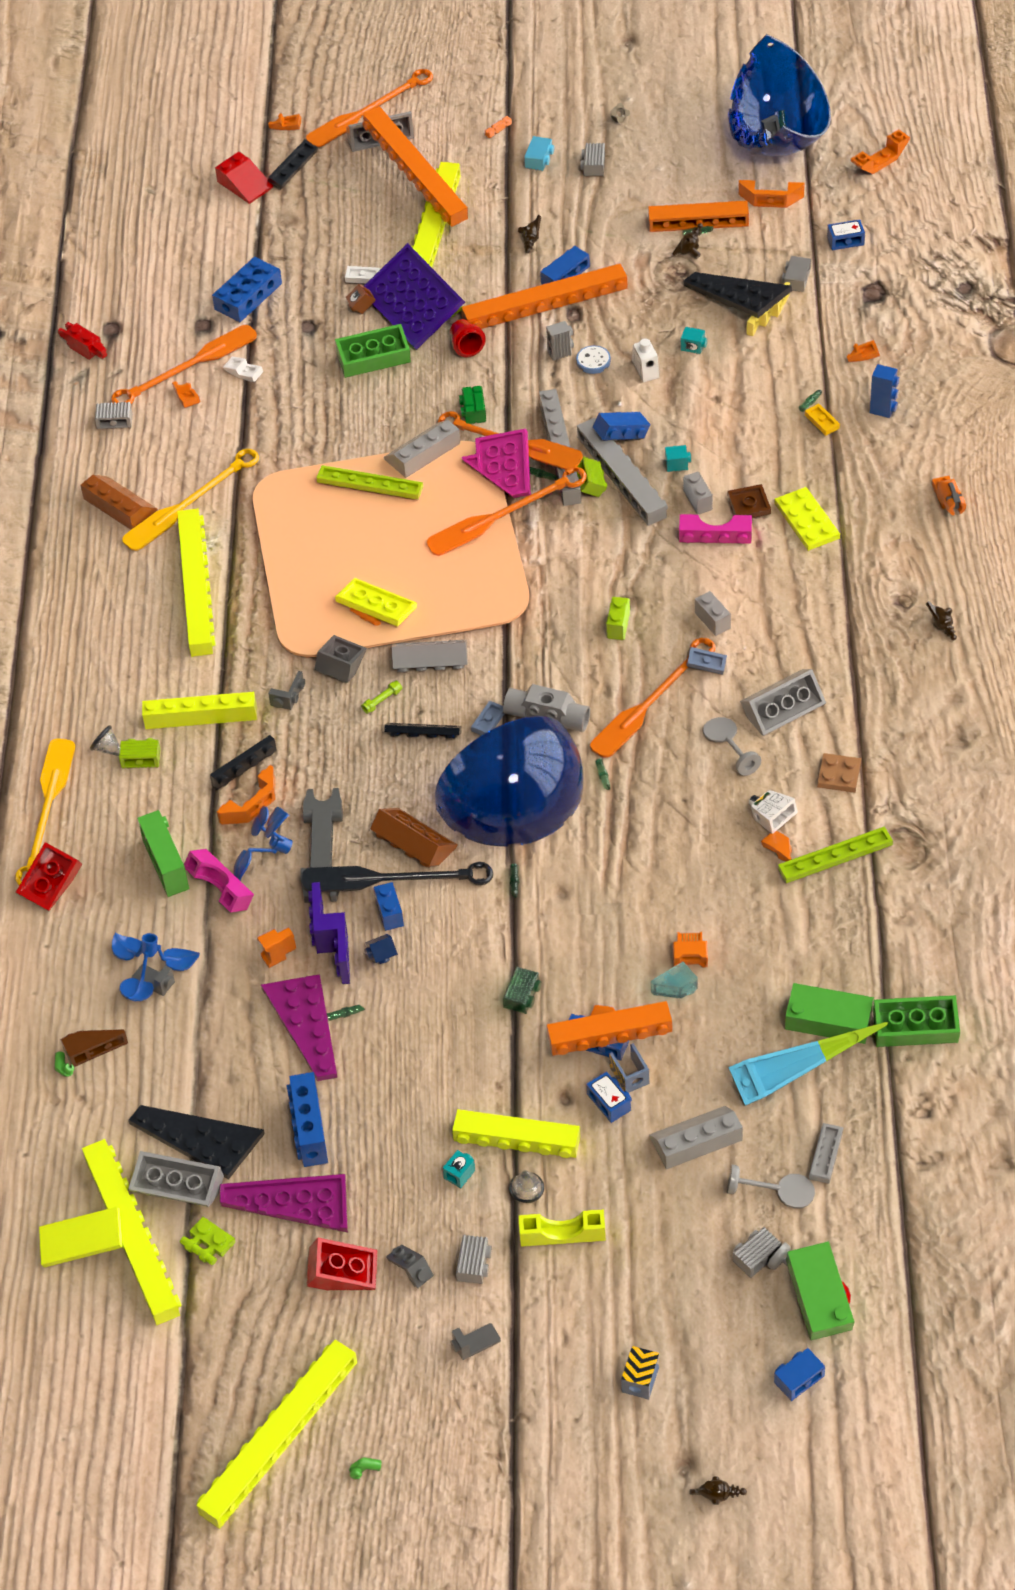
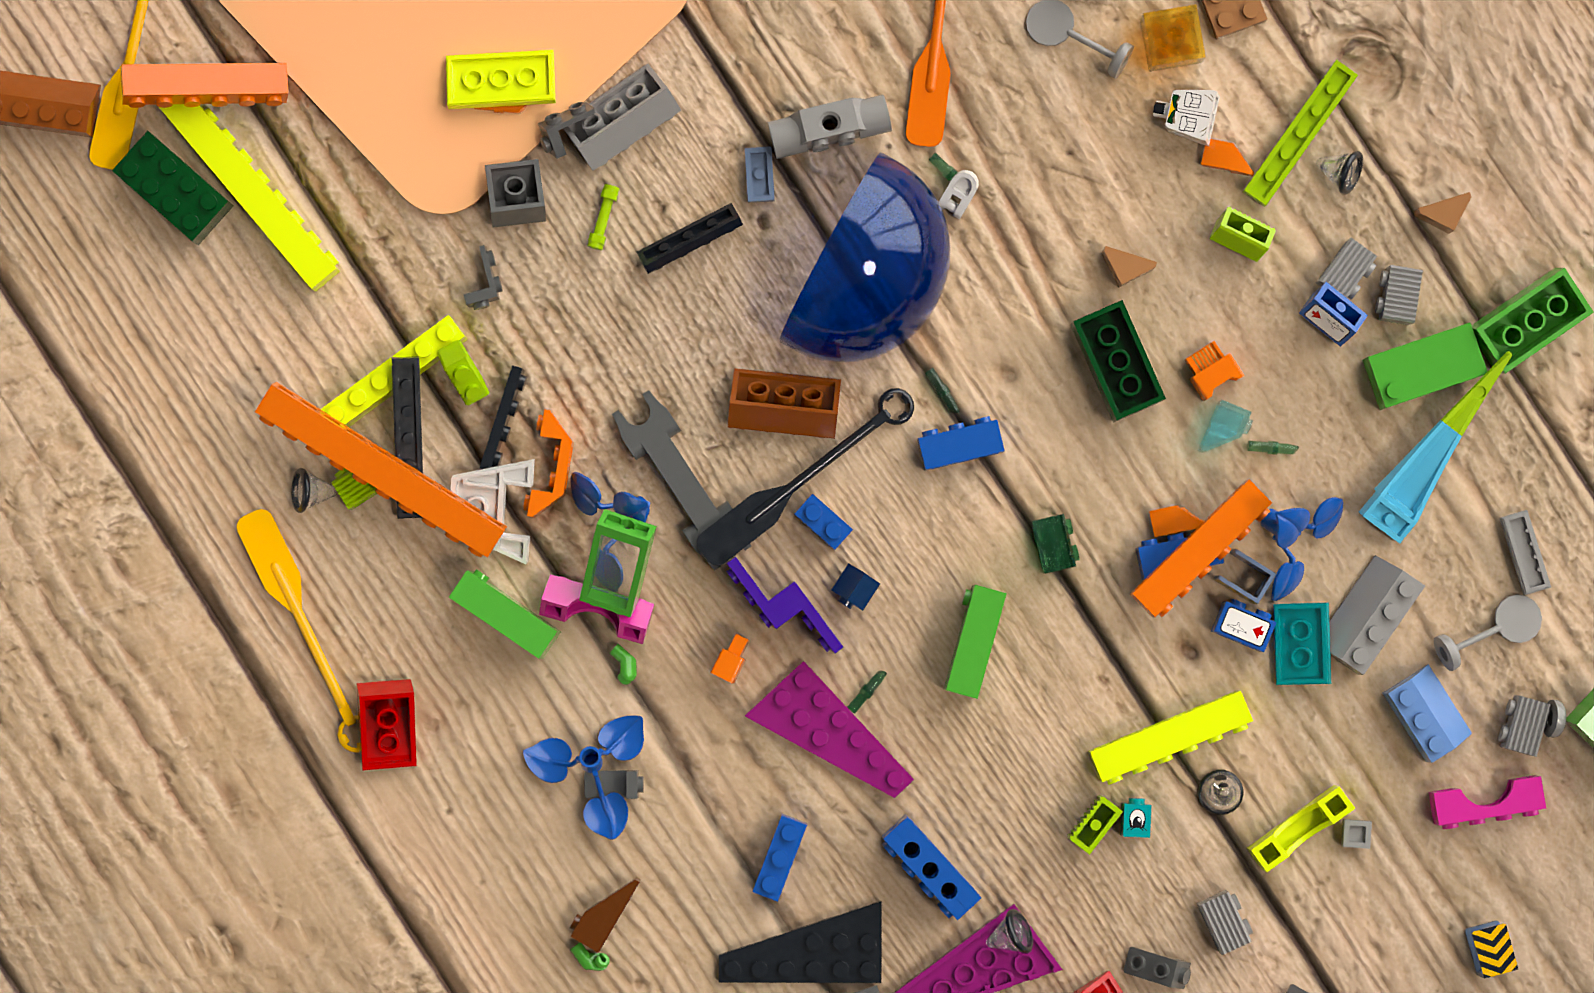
camera: 35 degrees left, 35 degrees up
(154, 568) = (172, 188): none -> dark green brick
(154, 744) = (380, 469): none -> orange brick
(181, 740) = (407, 416): none -> black tile
(195, 795) = (488, 492): none -> white wing
(211, 524) = (204, 84): none -> brick
(212, 923) = (628, 665): none -> bright green arm
(220, 1069) = (779, 857): none -> blue brick
(239, 723) = (462, 372): none -> lime brick
(246, 846) = (617, 563): none -> bright green window
(330, 1182) = (1012, 934): none -> clear hat
(380, 642) = (549, 127): none -> dark grey bracket
(429, 1153) = (1094, 824): none -> lime brick
(430, 1011) = (974, 640): none -> bright green brick
(503, 909) = (960, 443): none -> blue brick
(598, 1256) = (1356, 833): none -> light grey plate
(604, 777) = (963, 186): none -> white plate
(632, 911) = (1117, 361): none -> dark green brick
(640, 1126) = (1302, 643): none -> teal tile
(670, 1030) = (1287, 526): none -> blue plant
(677, 870) = (1126, 266): none -> medium nougat slope
(696, 1210) = (1427, 714): none -> medium blue slope
(699, 1012) = (1271, 447): none -> clear green piece
(724, 1293) = (1521, 796): none -> dark pink arch
(759, 884) = (1242, 234): none -> lime brick
(787, 765) = (1172, 38): none -> clear yellow brick
(788, 953) = (1333, 314): none -> blue brick
(814, 938) = (1348, 268): none -> light grey brick
(839, 968) = (1399, 295): none -> light grey brick
(851, 886) = (1342, 170): none -> clear hat
(900, 938) = (1445, 213): none -> medium nougat slope

